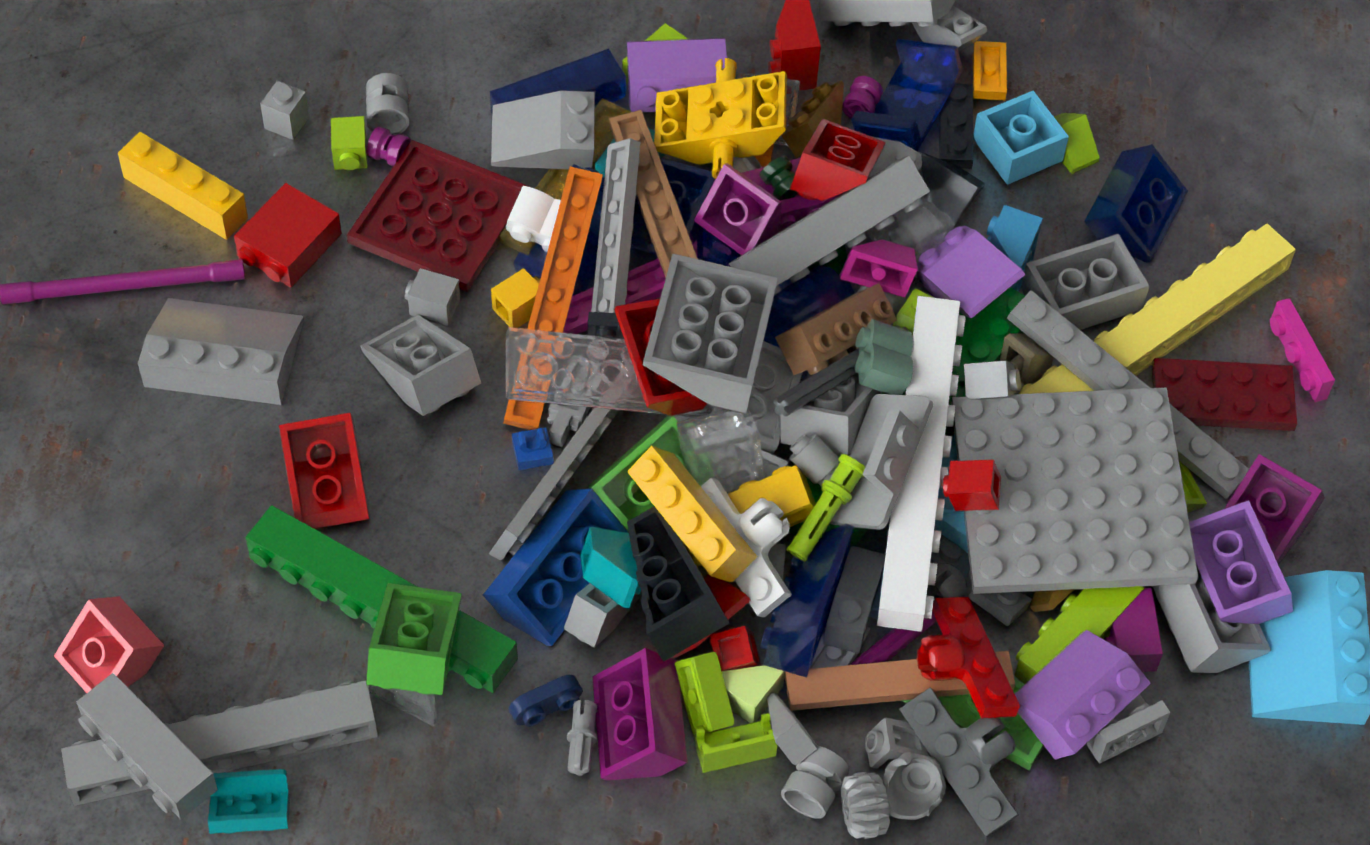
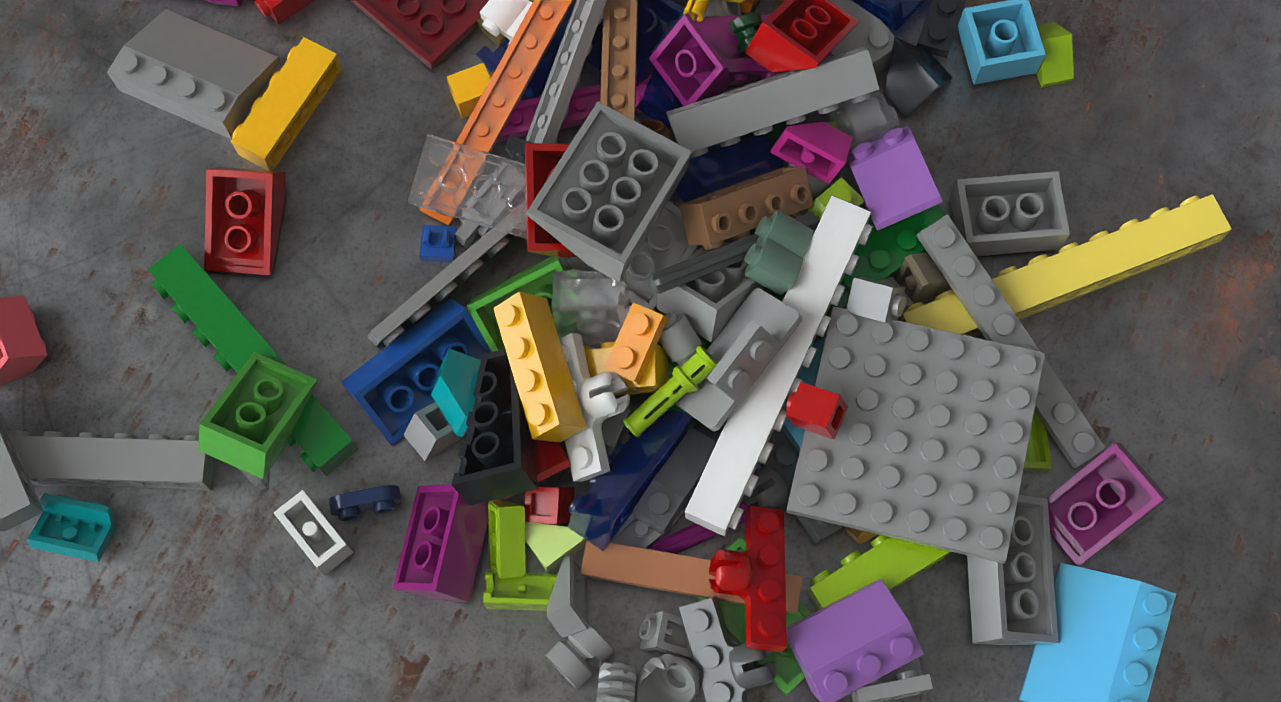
camera: 20 degrees right, 15 degrees up
(331, 354) = (286, 104): none -> yellow brick
(423, 364) = (365, 134): light grey slope -> none
(433, 296) = (396, 68): light grey brick -> none
(506, 739) = (313, 532): none -> white brick
(582, 737) = (386, 546): light grey axle -> none
(778, 468) = (636, 343): none -> light orange plate
(1015, 236) = (952, 154): dark azure slope -> none
(1137, 202) = (1092, 137): clear blue slope -> none
(1138, 632) = (931, 591): magenta slope -> none
(1229, 393) = (1111, 359): dark red plate -> none
(1239, 566) = (1051, 554): medium lavender slope -> none
(1301, 350) = (1200, 335): dark pink plate -> none

